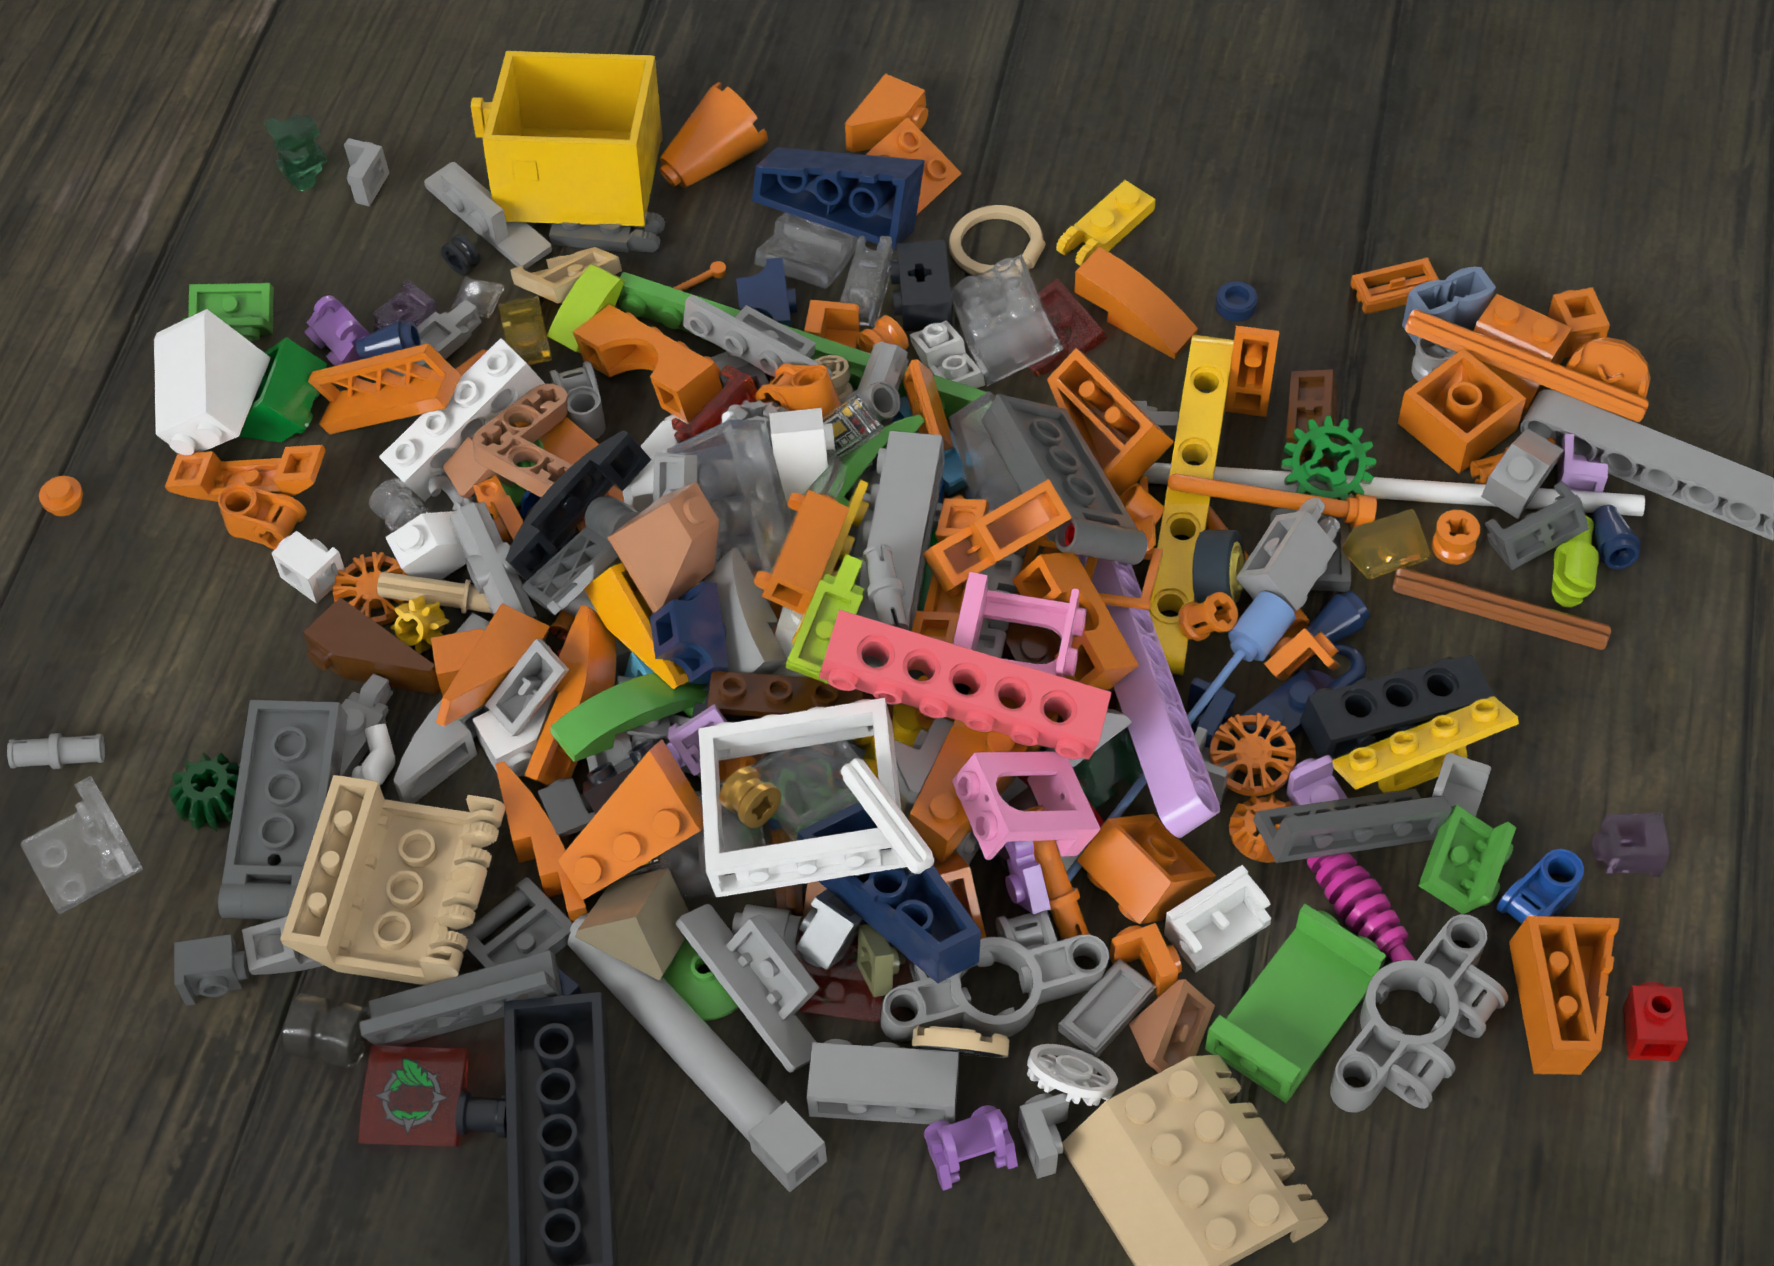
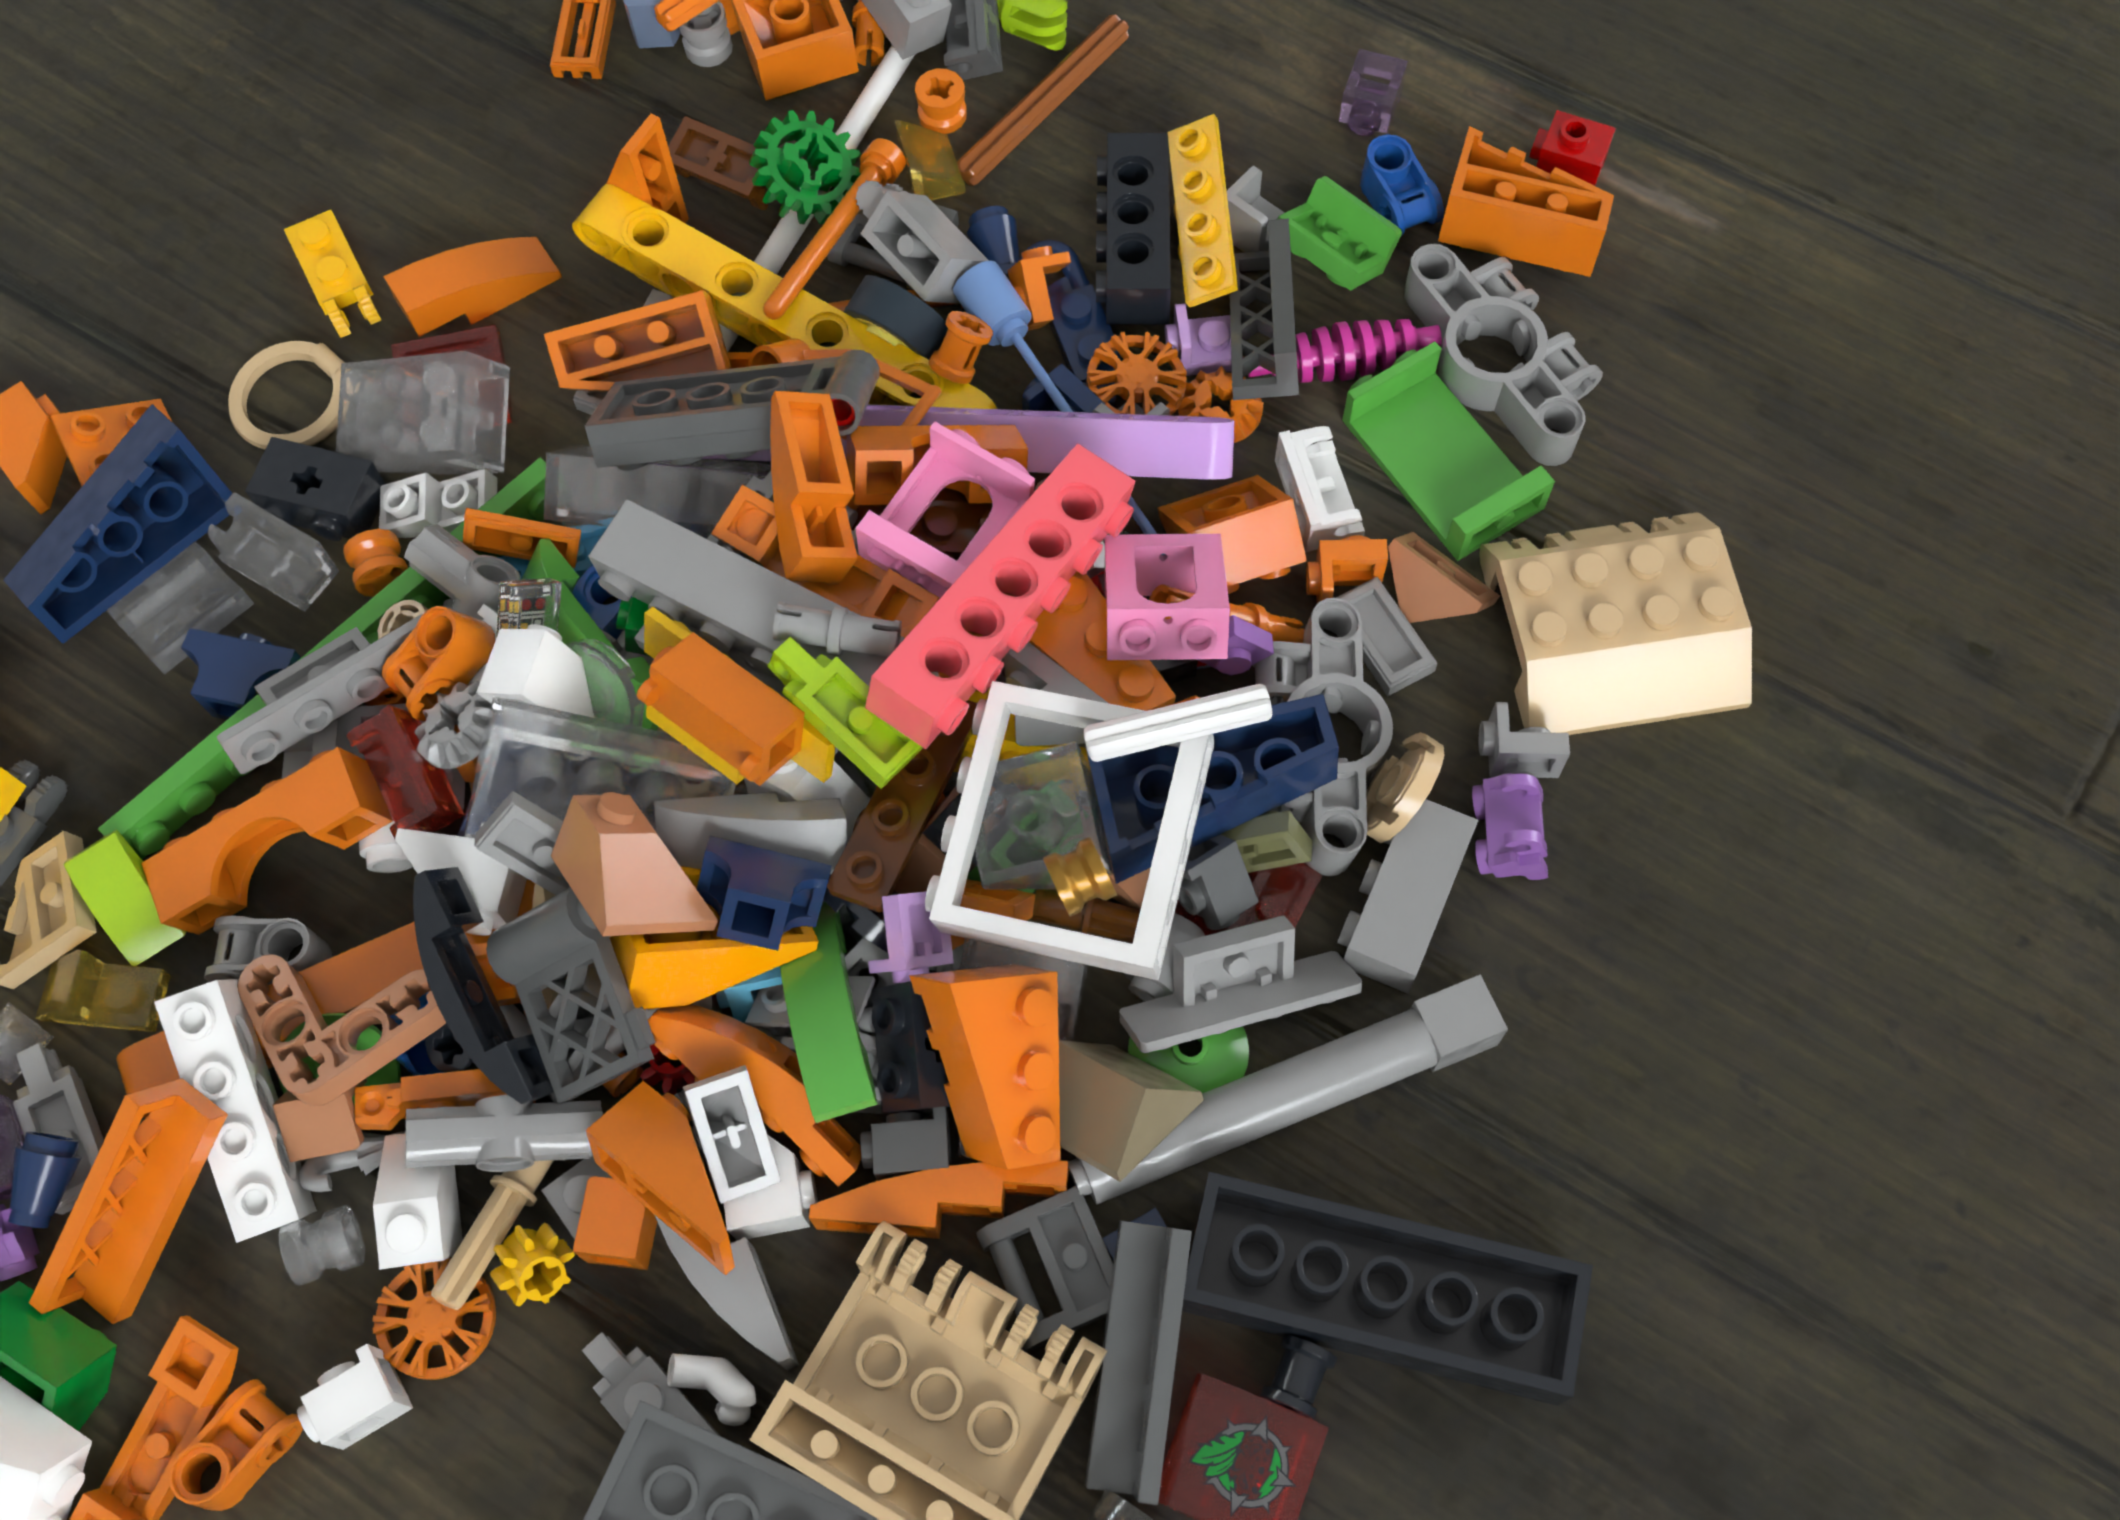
camera: 70 degrees left, 10 degrees up
(359, 647) = (535, 1355): reddish brown slope -> none
(717, 270) = (145, 725): orange hinge -> none
(834, 321) = (317, 608): orange panel -> none
(1071, 1073) = (1470, 691): white wheel -> none
(1236, 301) = (519, 186): dark blue tile -> none

